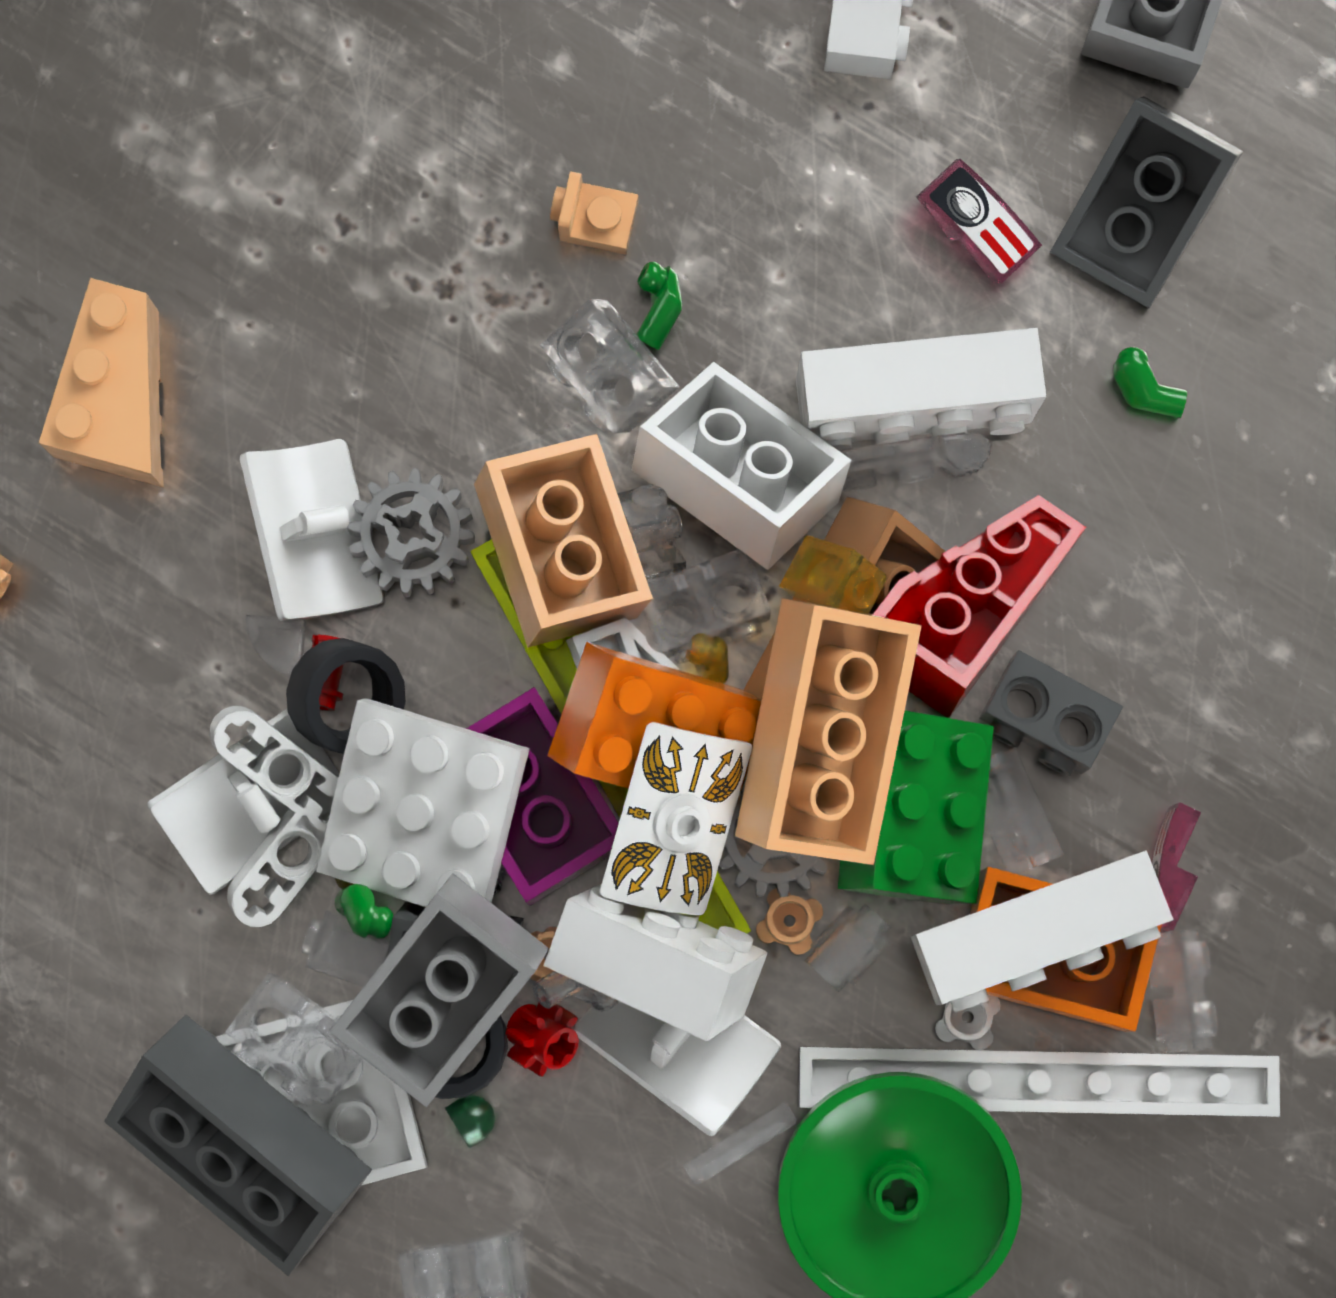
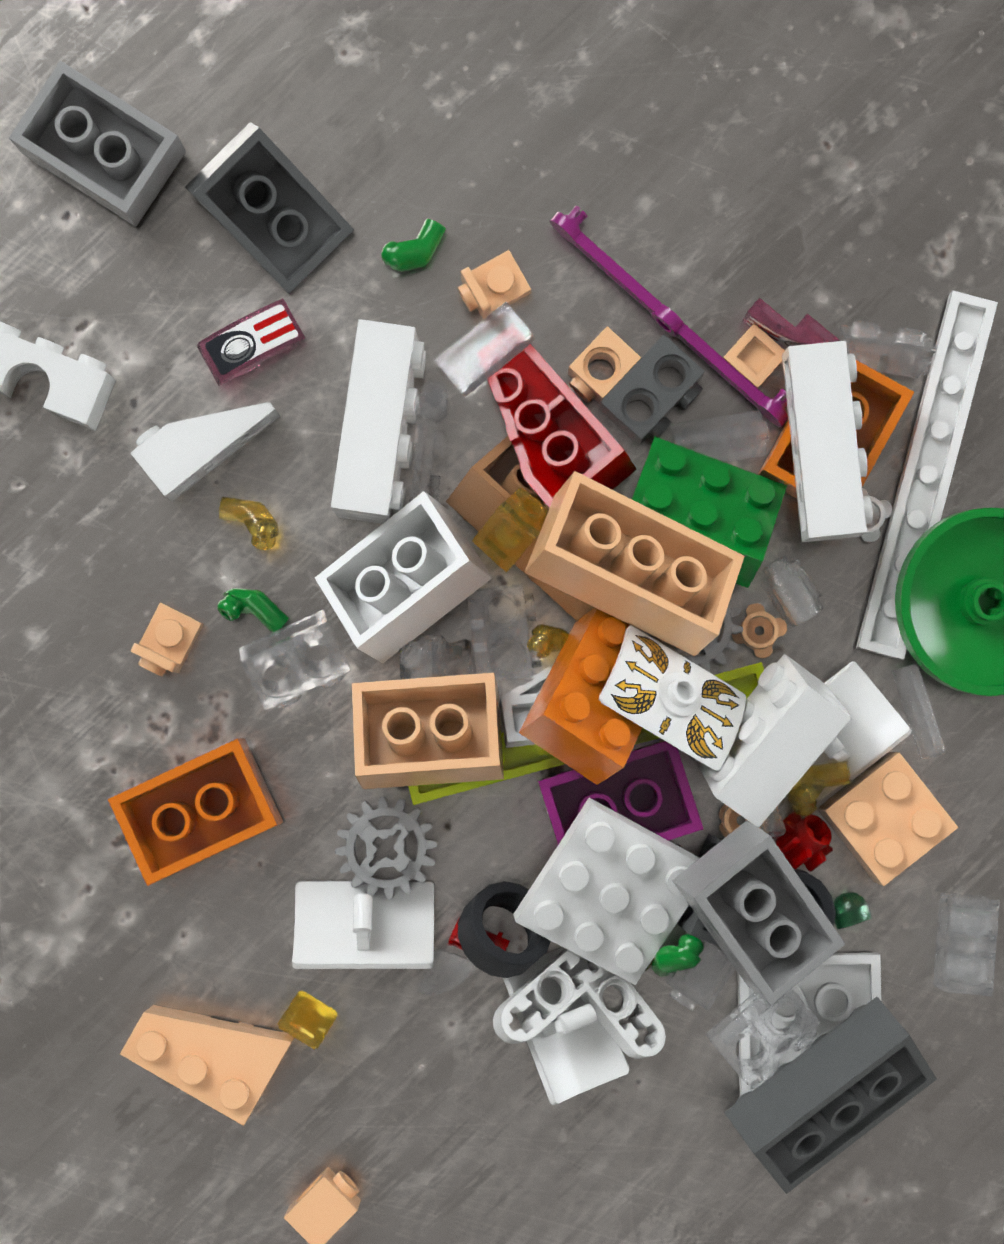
camera: 70 degrees left, 5 degrees up
(182, 492) = (307, 1019): none -> clear yellow slope
(399, 296) = (195, 810): none -> orange brick
(596, 1135) = (887, 818): none -> light nougat brick
(618, 1027) = (809, 787): none -> clear yellow arm
(768, 281) = (255, 517): none -> clear yellow arm
(829, 182) = (193, 447): none -> white slope
(1046, 500) = (485, 349): none -> clear tile
(1088, 641) = (606, 347): none -> light nougat brick
(1126, 827) = (755, 355): none -> light nougat plate
(1127, 490) = (493, 284): none -> light nougat bracket
(1224, 563) = (668, 320): none -> magenta piece

